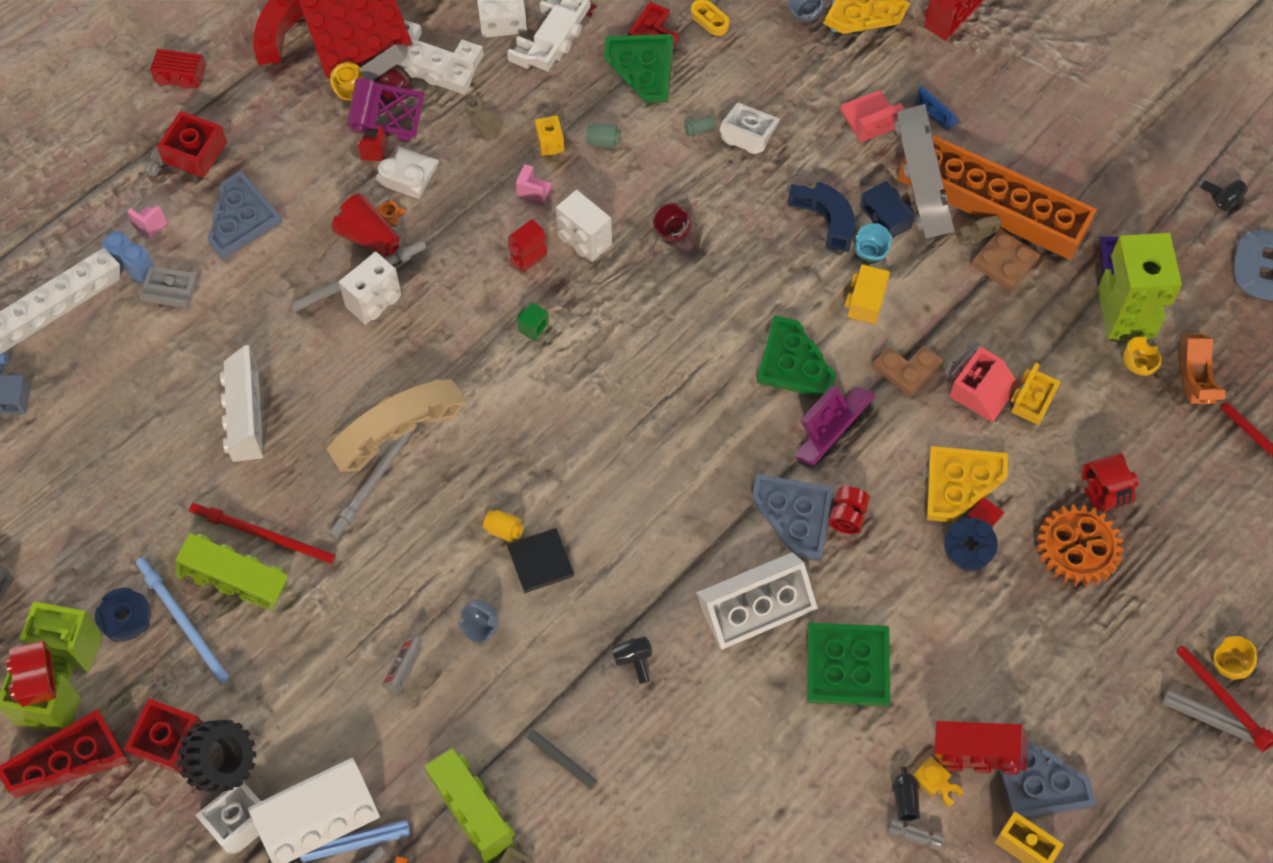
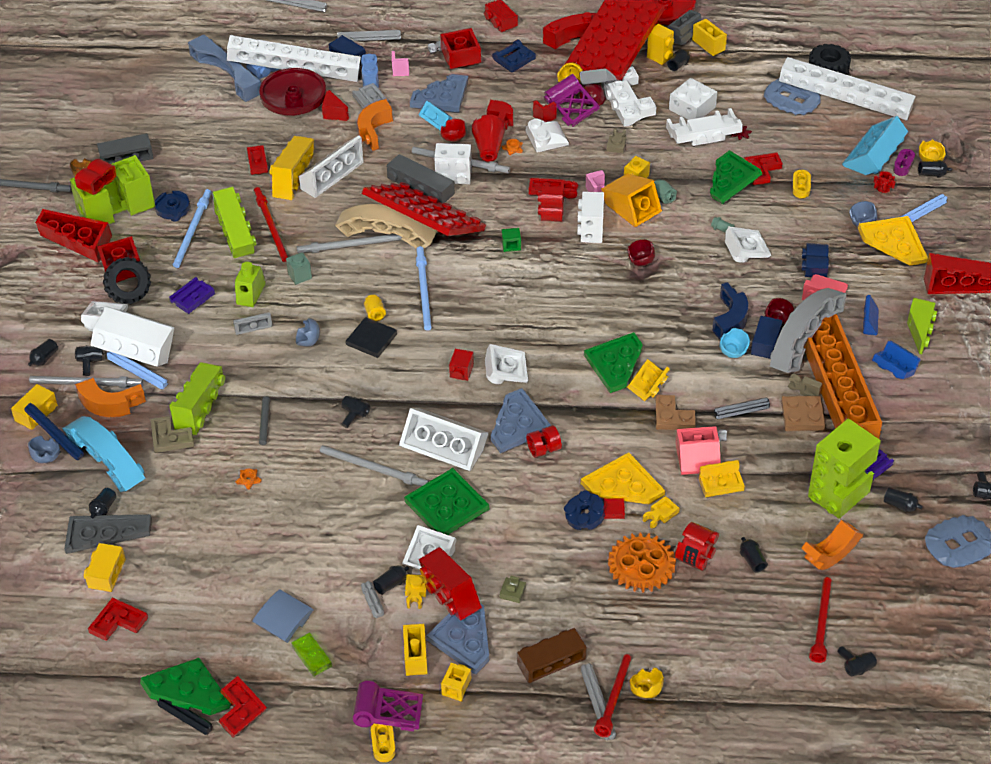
camera: 50 degrees right, 15 degrees down
(62, 211) = (372, 35): none -> light grey axle
(65, 251) = (346, 46): none -> dark blue brick
(76, 355) = (292, 91): none -> dark red dish
(144, 472) = (257, 159): none -> red plate
(145, 333) = (334, 108): none -> red slope
(197, 445) = (290, 166): none -> yellow wedge
(202, 303) = (372, 117): none -> orange arch
(259, 109) = (515, 60): none -> dark blue plate
(269, 248) = (434, 115): none -> medium azure plate
(295, 698) = (192, 295): none -> dark purple plate
(311, 247) = (454, 130): none -> red hair
(332, 186) = (502, 110): none -> red brick
(344, 624) = (249, 284): none -> lime torso
(352, 336) = (421, 178): none -> dark grey brick
(369, 556) = (299, 268): none -> sand green brick
(416, 368) = (424, 209): none -> red plate
(477, 429) = (421, 263): none -> light blue bar
(492, 226) = (570, 187): none -> red hinge
(588, 166) = (633, 198): none -> light orange slope
(638, 833) = (248, 473): none -> orange plate
(669, 504) = (461, 364): none -> red brick
(709, 465) = (505, 364): none -> white slope
(778, 674) = (408, 477): none -> light grey bar
(825, 89) = (815, 260): none -> dark blue brick
(829, 420) = (593, 395): magenta bracket -> none
(850, 353) = (647, 379): none -> yellow bracket
(866, 173) = (779, 309): none -> dark red hair
(868, 294) = (698, 364): yellow brick -> none
(903, 730) = (424, 542): none -> white slope
(954, 304) = (741, 408): none -> axle
(984, 76) = (919, 322): none -> lime slope
(1013, 689) = (512, 589): none -> olive tile
(1015, 133) = (897, 360): none -> blue bracket
(1029, 475) = (661, 510): none -> yellow plate
(1106, 834) = (456, 681): none -> yellow brick
(1130, 718) = (551, 655): none -> reddish brown brick
(1141, 357) = (809, 513): yellow hair -> none
(1147, 442) = (751, 552): none -> black piece
(1191, 267) = (902, 500): none -> black piece

